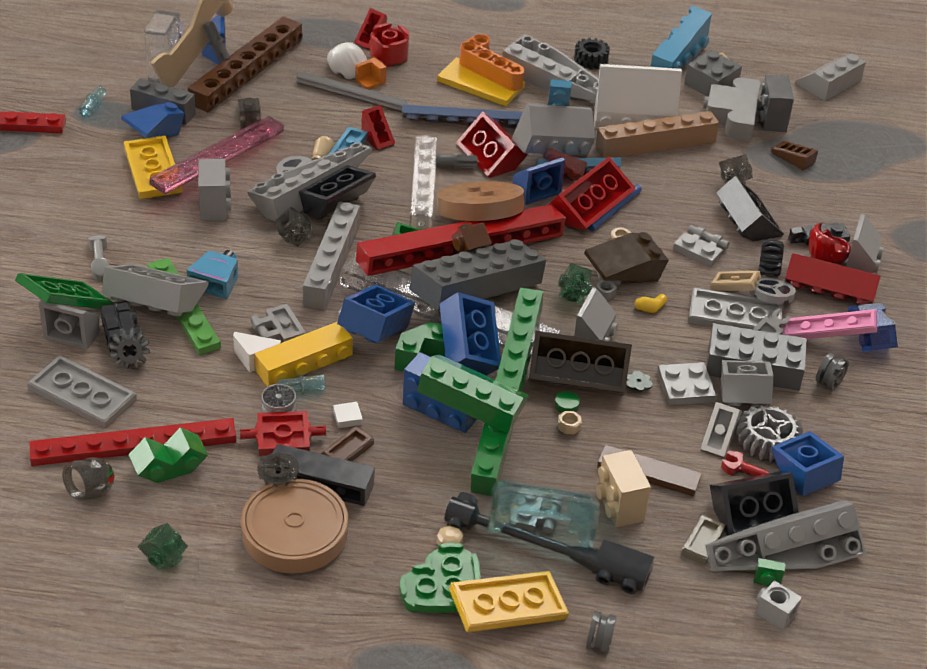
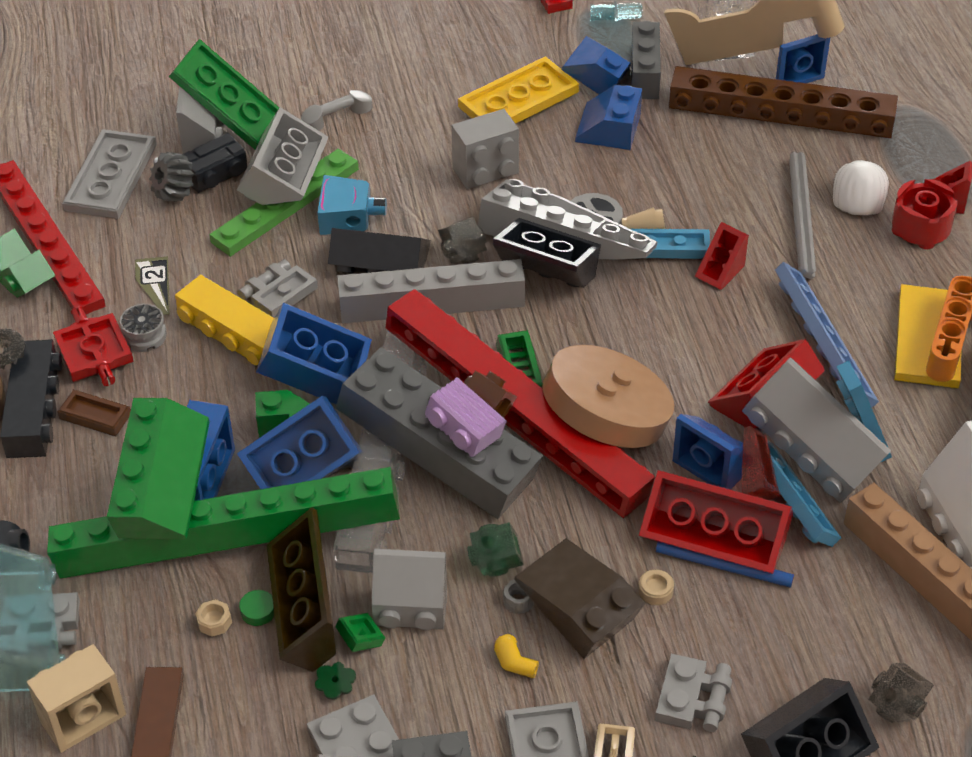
camera: 75 degrees right, 5 degrees up
(206, 129) = (611, 118): none -> blue slope
(216, 40) = (767, 50): dark grey axle -> none
(218, 392) = (154, 279): none -> sticker
(225, 149) = (575, 136): clear pink plate -> none
(246, 345) = (221, 270): white slope -> none
(248, 111) = (677, 136): clear smoke slope -> none
(275, 269) = (376, 251): none -> black slope
(304, 384) = (185, 339): clear light blue axle -> none
(347, 415) = (150, 389): white tile -> none
(370, 73) = (850, 218): orange panel -> none
(423, 182) = (638, 331): clear brick -> none
(455, 160) = (712, 356): dark grey axle -> none
(495, 245) = (464, 417): none -> lavender brick

